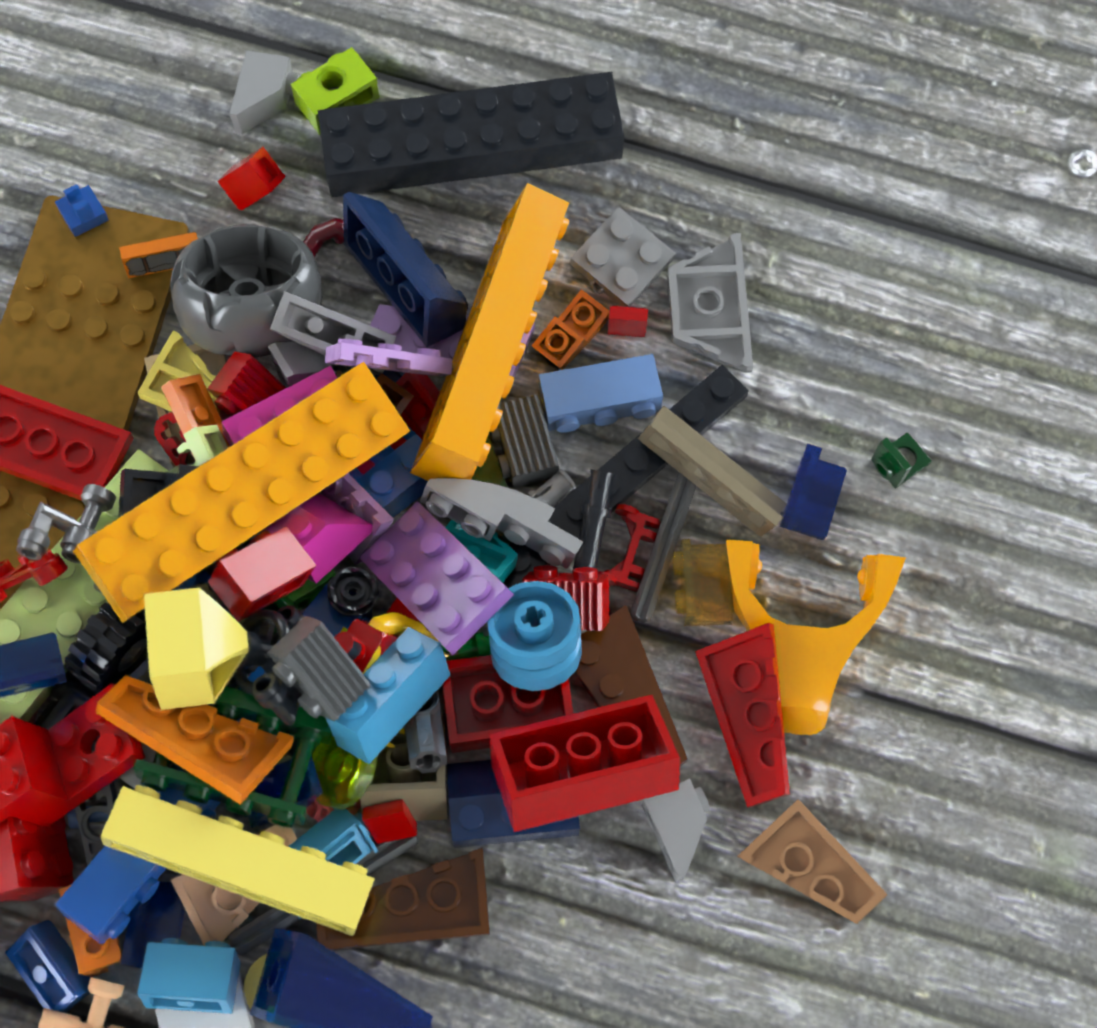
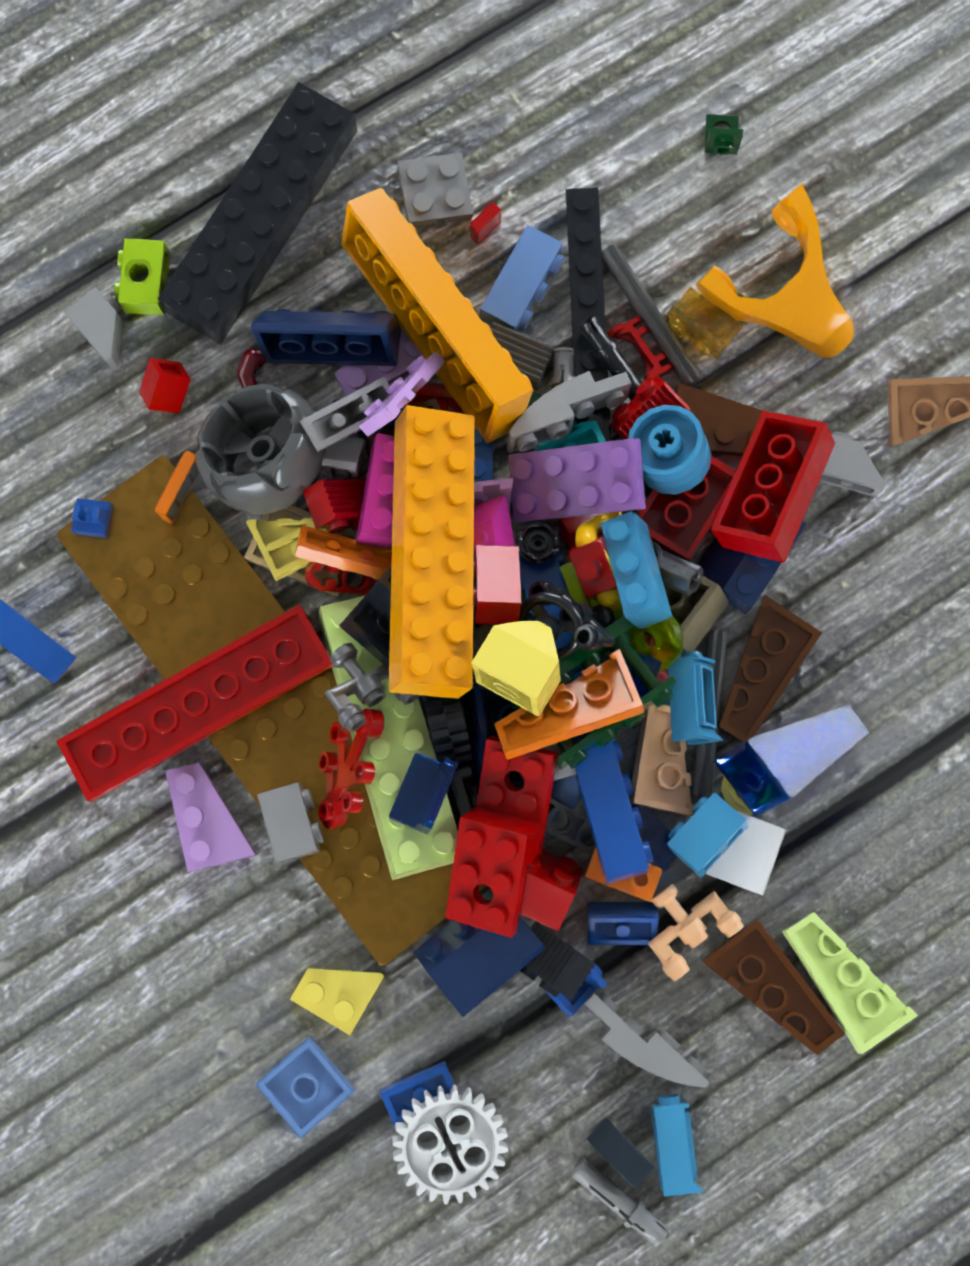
camera: 50 degrees left, 10 degrees up
(204, 443) = (367, 557): yellowish green tile -> none
(237, 859) = (670, 744): light yellow brick -> none
(318, 668) = (599, 595): dark grey brick -> none
(389, 821) = (705, 637): red tile -> none
(572, 330) = (459, 261): orange slope -> none
(711, 305) = (518, 160): light grey wing -> none
(713, 472) = (638, 255): dark tan fence -> none
(748, 706) = (807, 361): red wing -> none
(813, 495) = (699, 207): clear blue panel -> none

